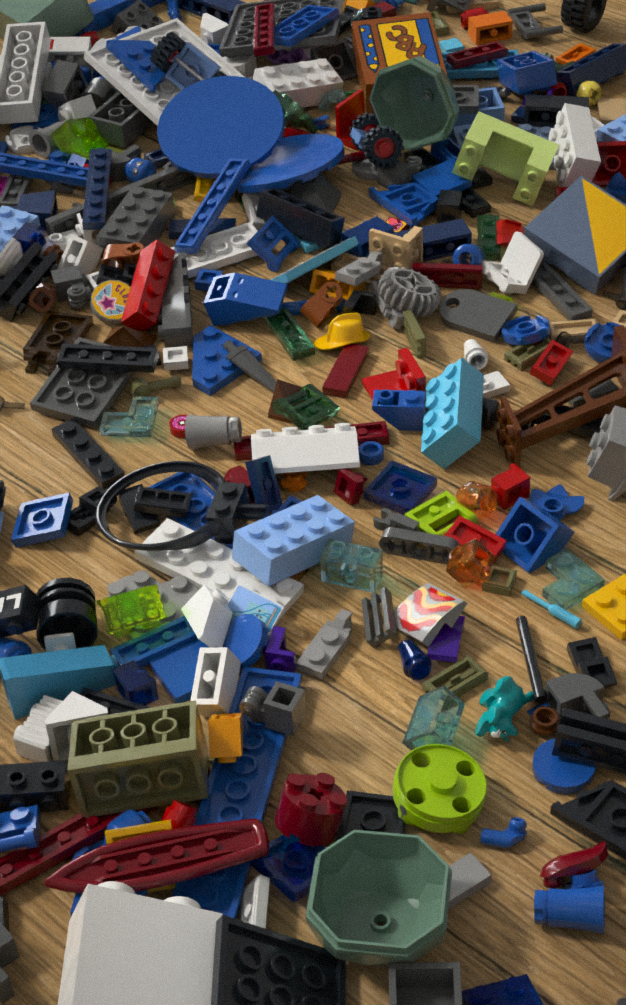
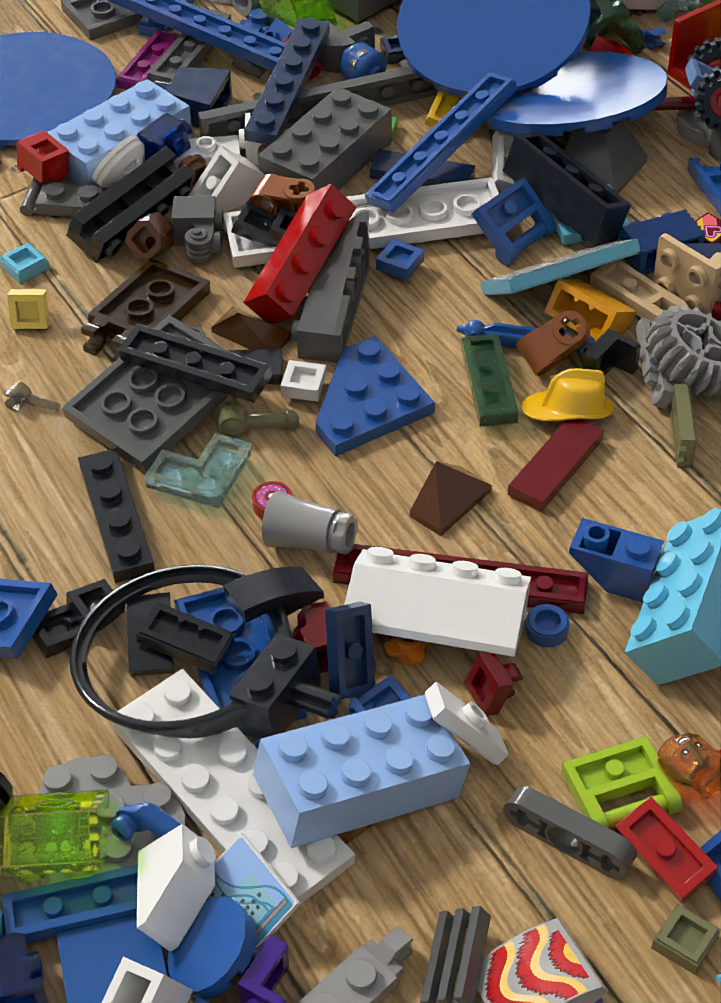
camera: 15 degrees right, 5 degrees up
(109, 300) = (240, 261): tile -> none
(176, 592) = (142, 818): none -> blue arm
(205, 464) = (271, 588): none -> black slope
(242, 298) = (435, 304): blue slope -> none
(248, 363) = (406, 416): dark grey bar -> none
(309, 412) = (473, 527): clear green plate -> none
(345, 504) = (466, 723): none -> white plate
(351, 565) = (443, 841): clear light blue brick -> none
(361, 269) = (630, 296): light grey hinge -> none
(396, 520) = (543, 777): dark grey plate -> none
(400, 487) = (572, 708): clear blue plate -> none
(405, 377) = (630, 506): red bracket -> none
(470, 563) = (641, 897): clear orange brick -> none

